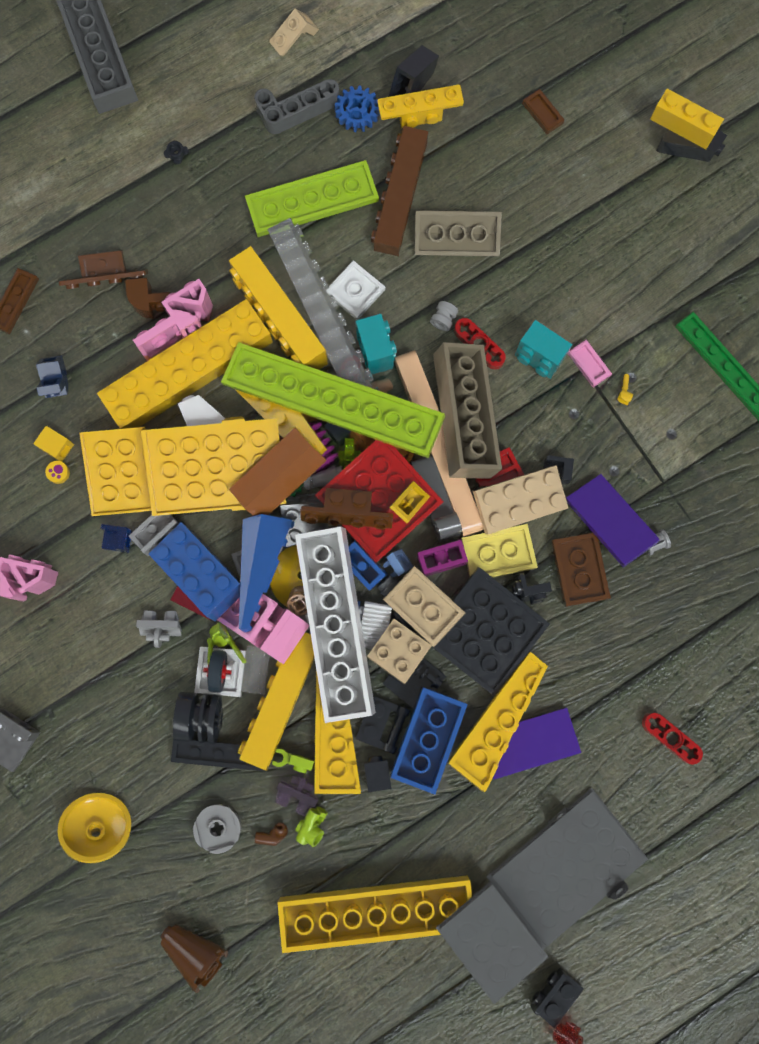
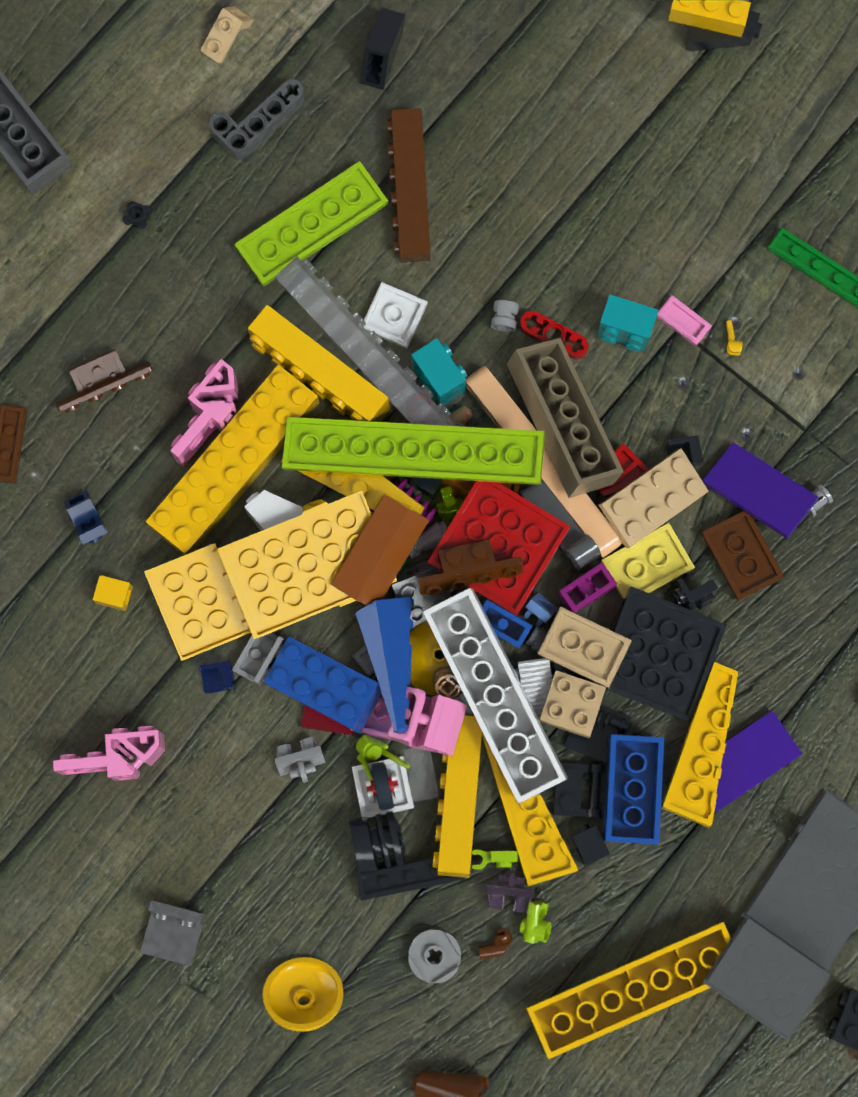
camera: 15 degrees left, 0 degrees up
(57, 472) = (126, 623): yellow tile -> none
(141, 297) = (159, 401): reddish brown brick -> none
(357, 108) = (333, 113): blue gear -> none
(409, 502) = (534, 538): yellow slope -> none
(420, 106) = (403, 80): yellow bracket -> none
(457, 233) = (490, 216): dark tan slope -> none
(543, 111) = (543, 42): reddish brown tile -> none

